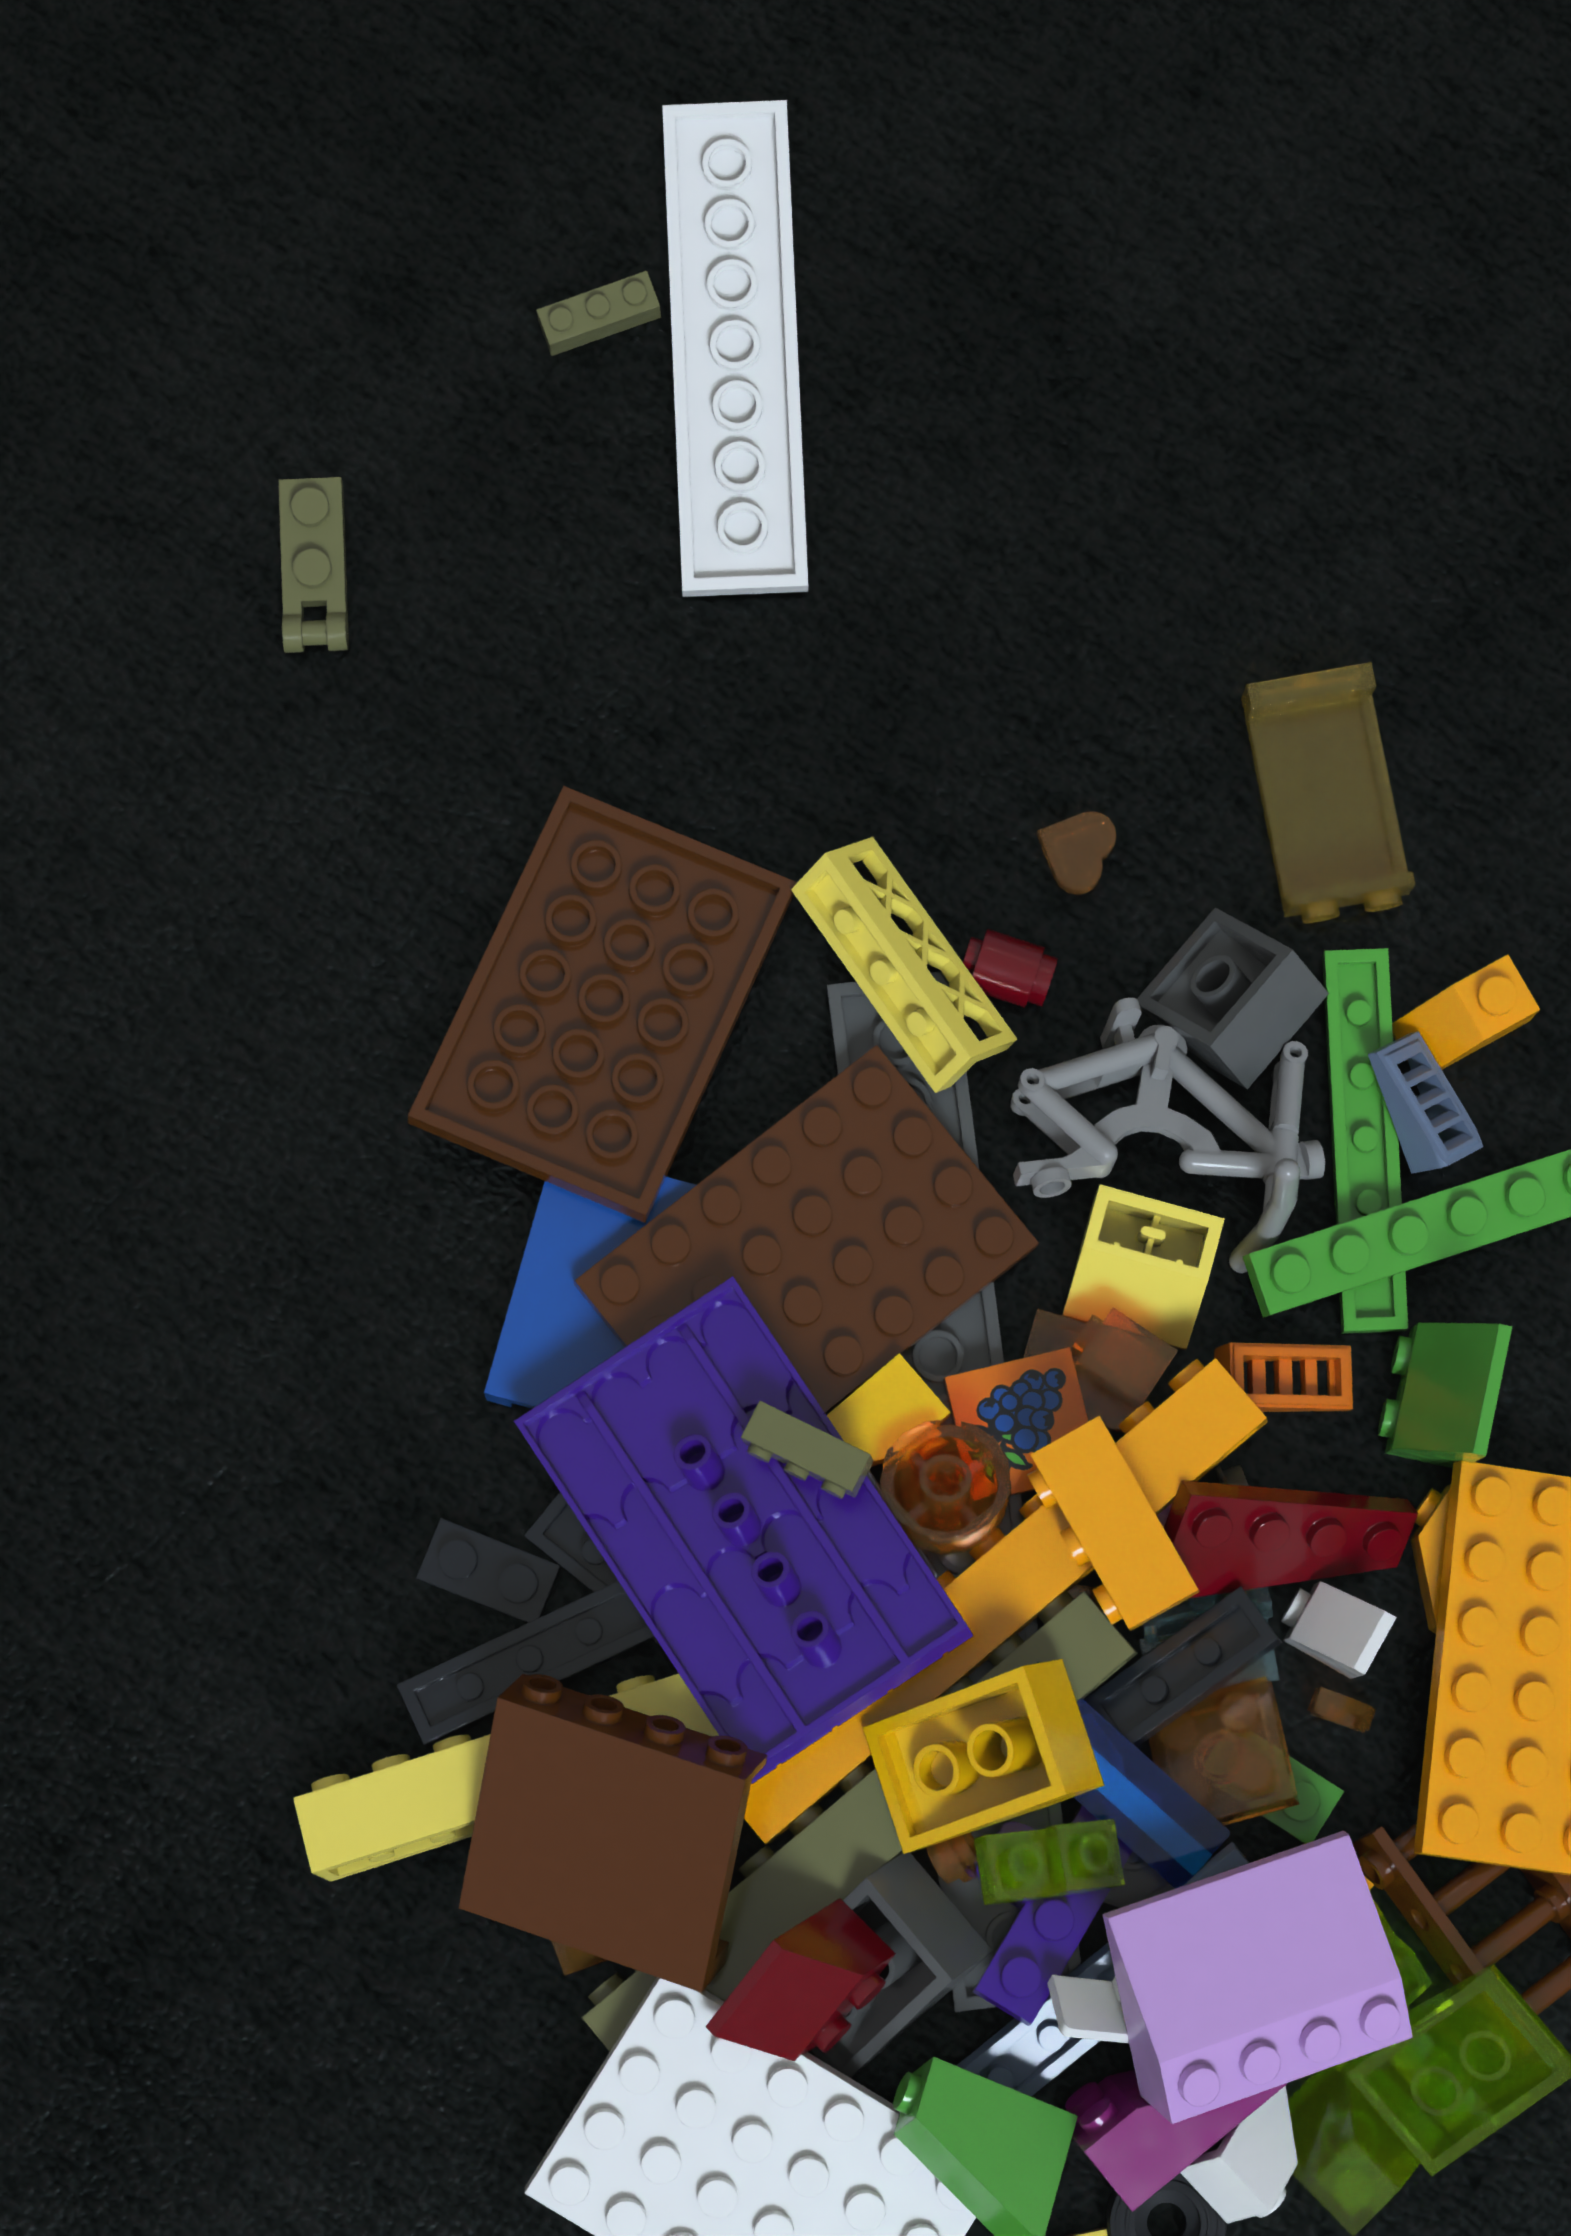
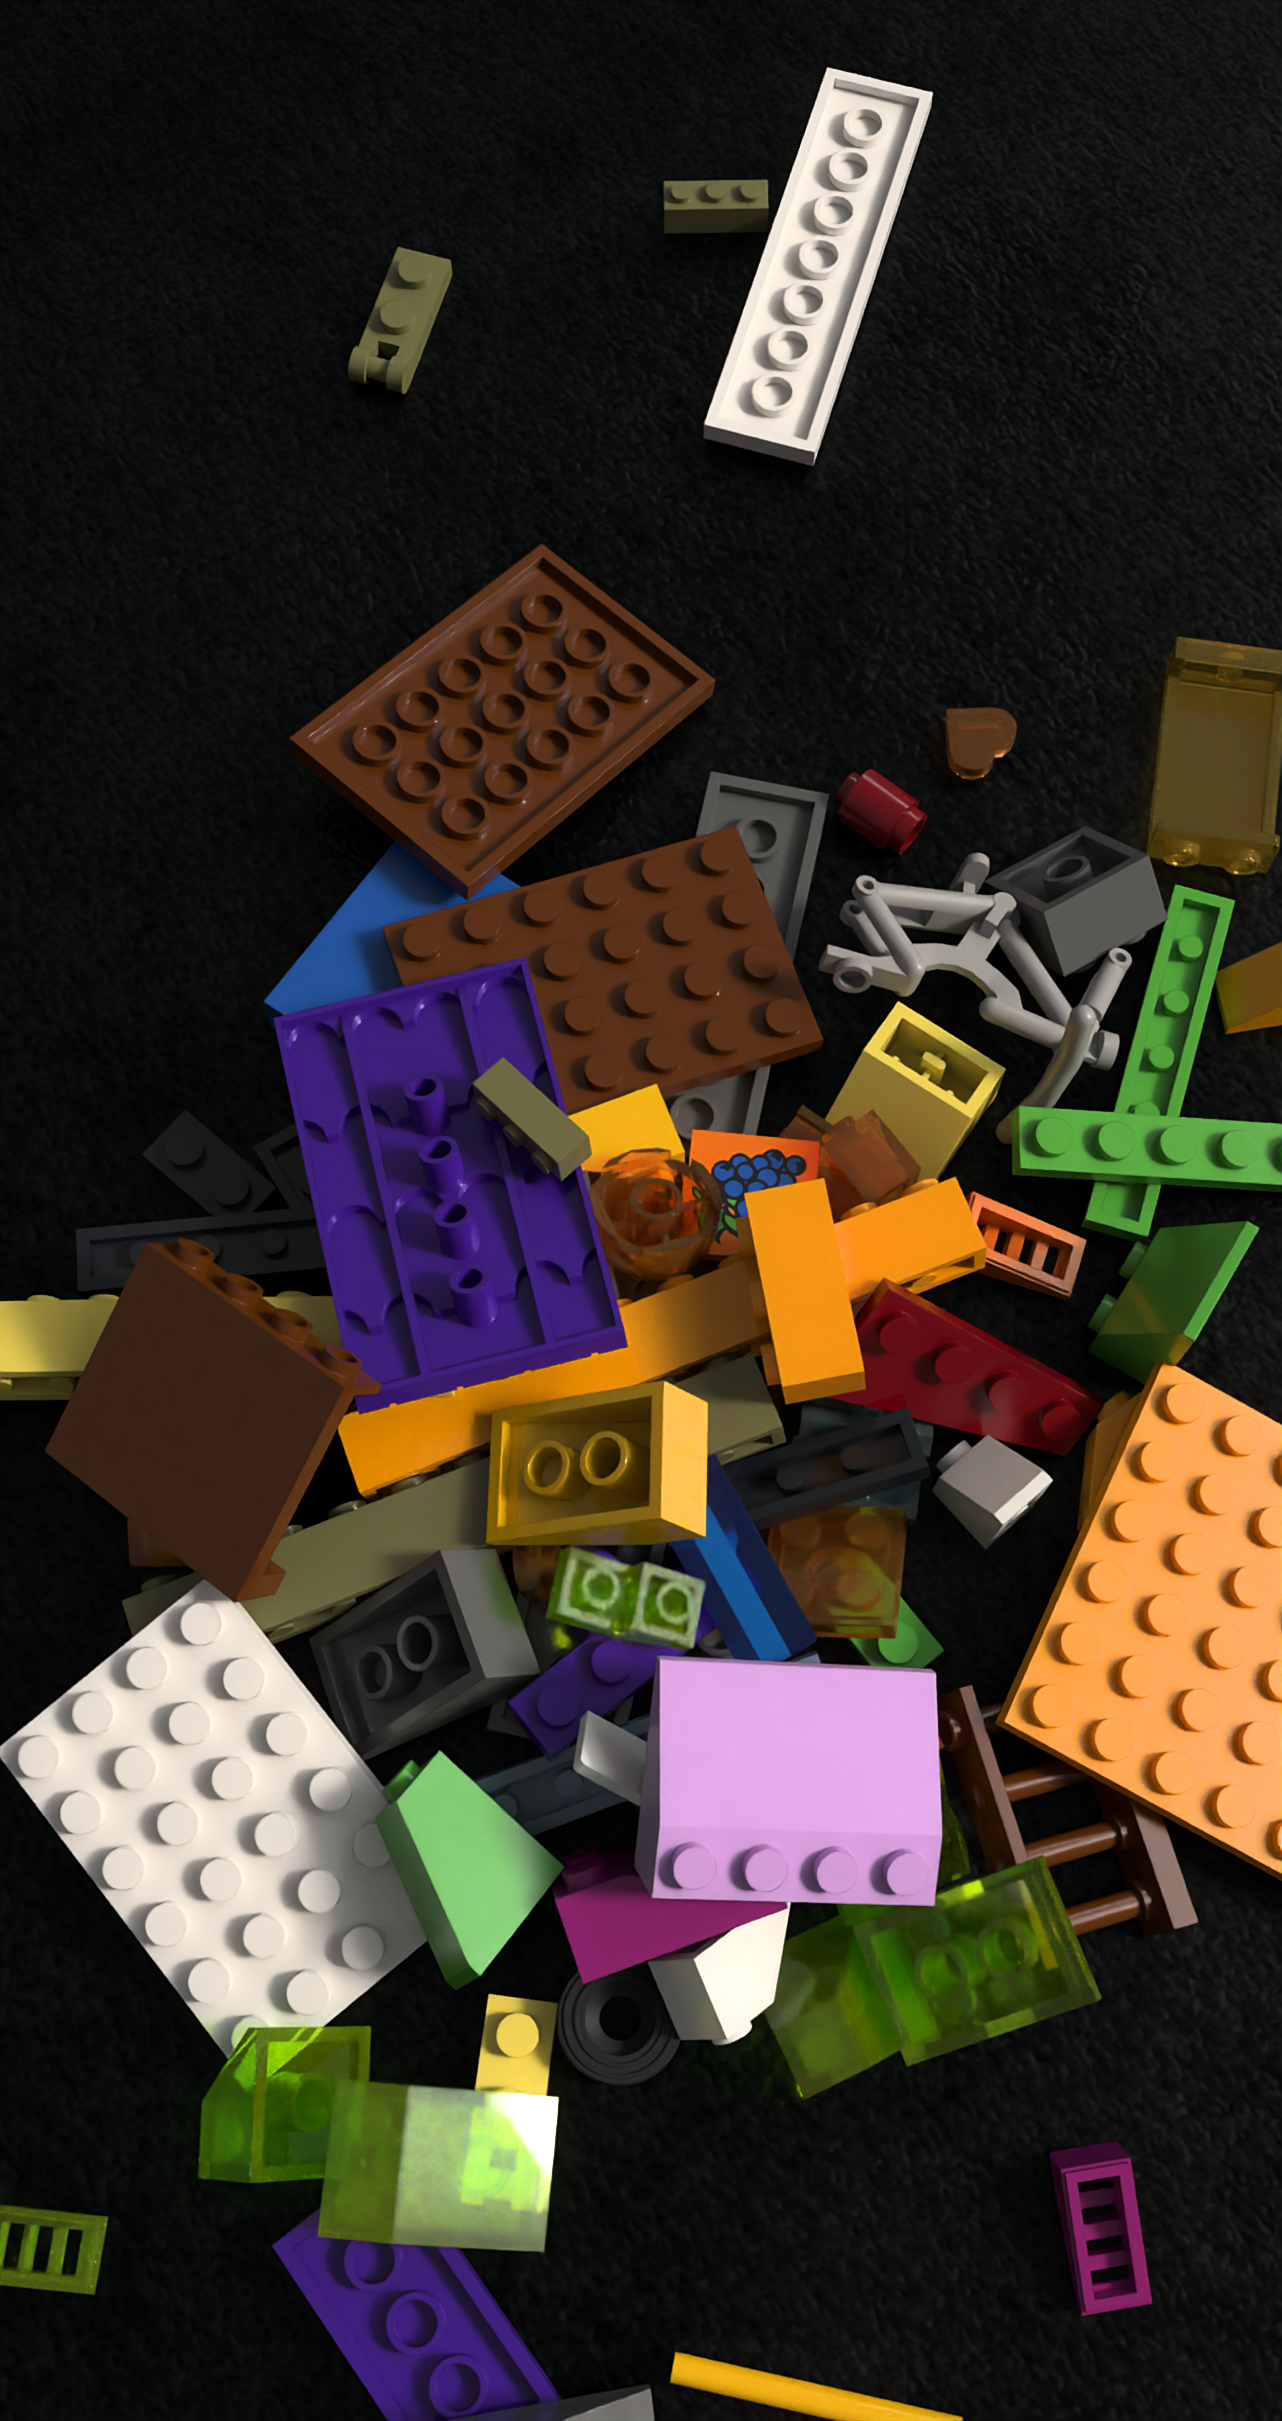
camera: 20 degrees right, 10 degrees down
(806, 1985) = (338, 1634): dark red slope -> none
(893, 964) = (778, 767): light yellow fence -> none
(1341, 1709) = (968, 1571): clear orange tile -> none
(1447, 1130) = (1225, 1058): sand blue slope -> none

